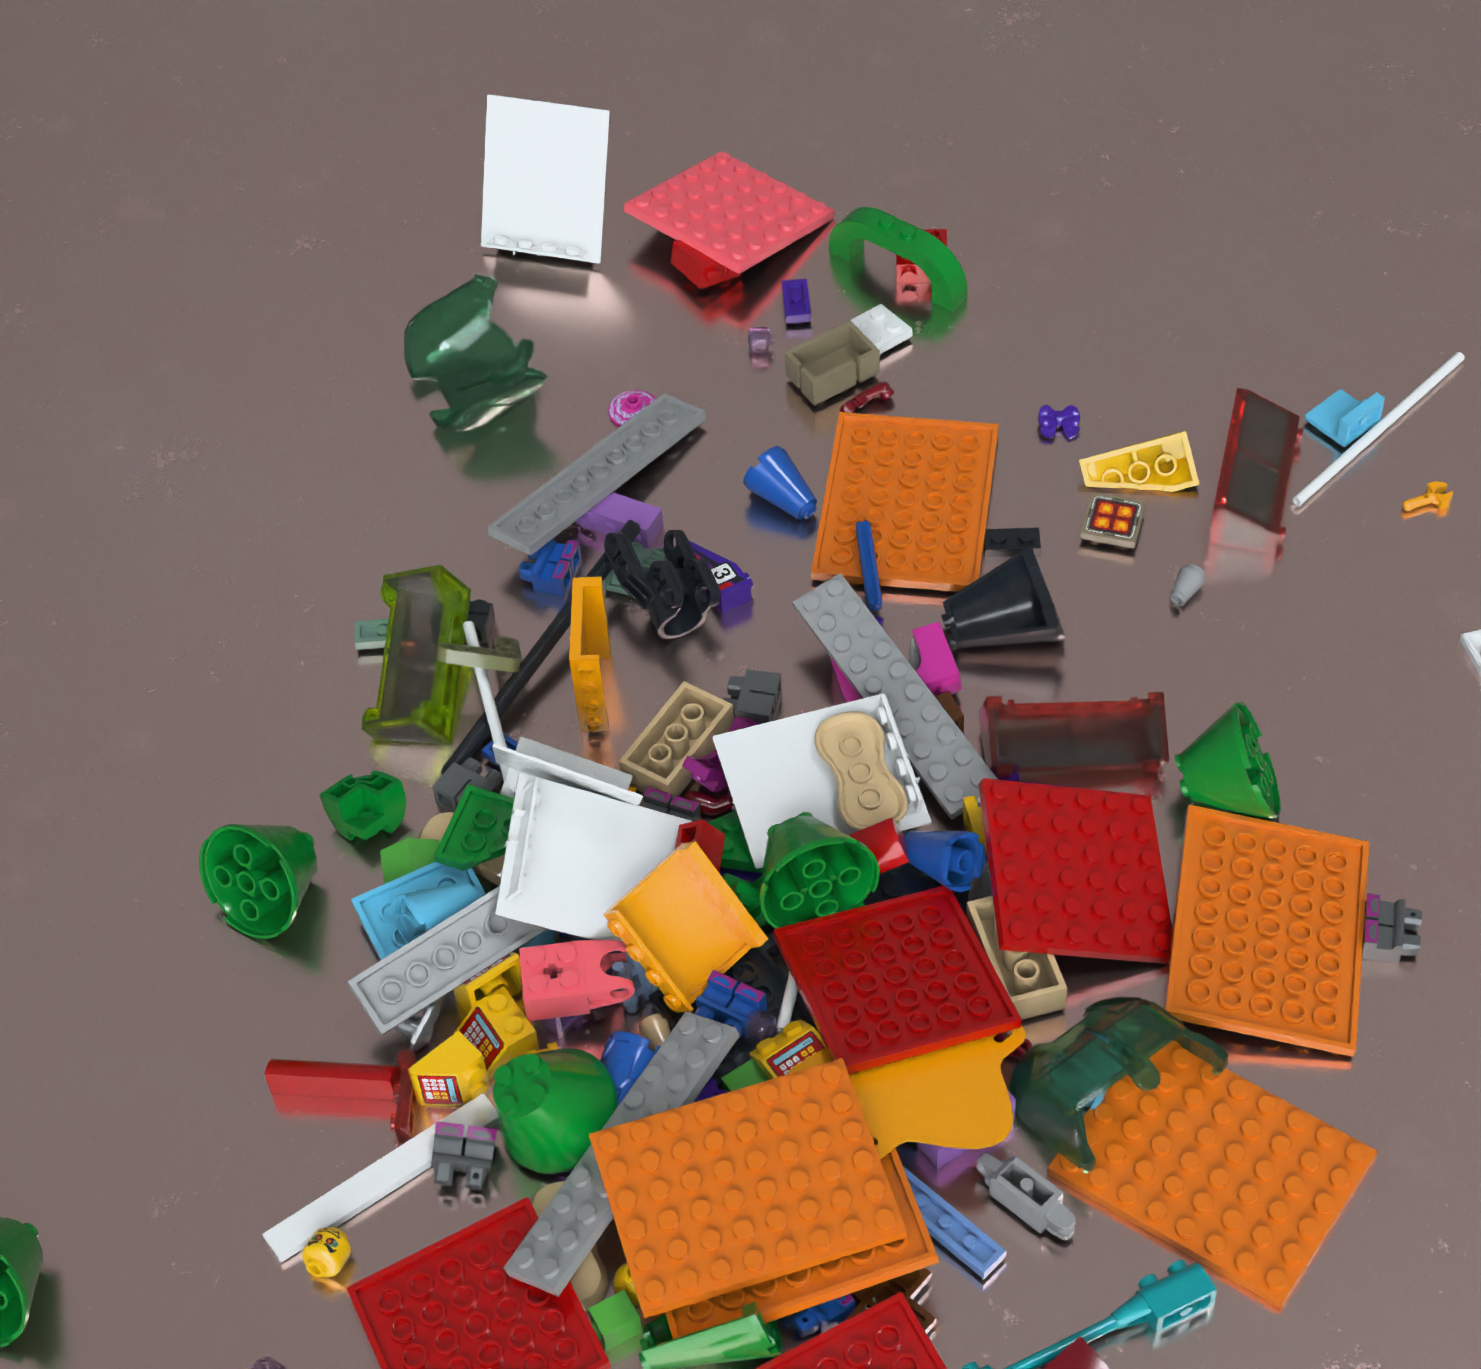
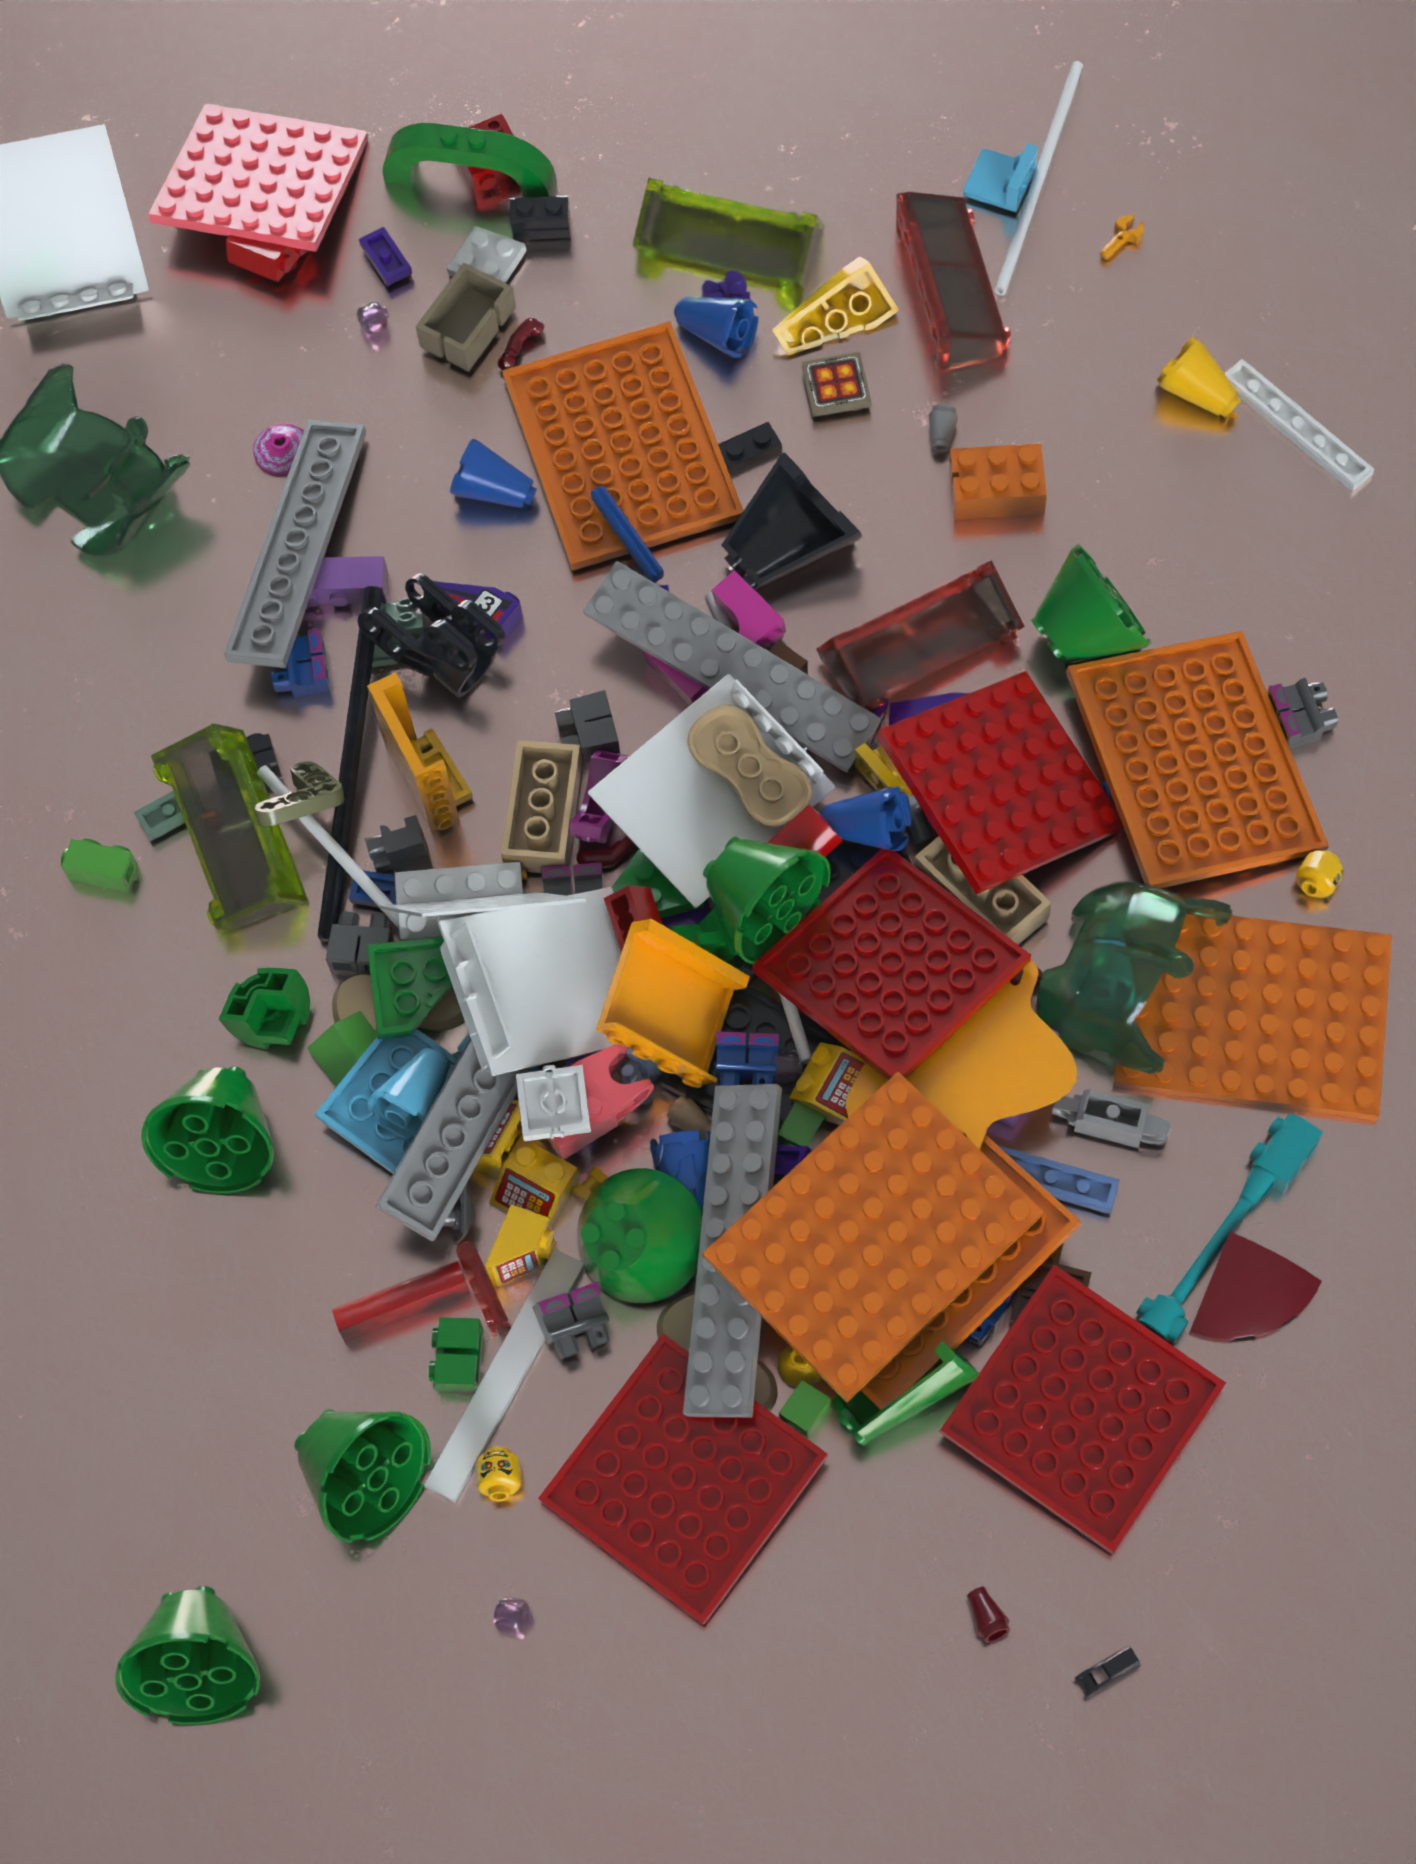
camera: 25 degrees left, 15 degrees up
(215, 1195) = (363, 1469): none -> green cone
(305, 650) = (99, 864): none -> bright green brick
(352, 1142) = (457, 1355): none -> green piece
(536, 960) = (553, 1103): none -> white plate
(544, 724) = (400, 849): none -> dark grey hips
(615, 684) = (459, 787): none -> yellow plate
(935, 314) = (540, 217): none -> black brick
(1040, 439) = (721, 322): none -> blue cone
(1083, 378) = (727, 235): none -> clear smoke windscreen
(1211, 642) = (997, 481): none -> orange piece
(1334, 1070) = (1319, 874): none -> yellow head
(1435, 626) = (1199, 379): none -> yellow cone

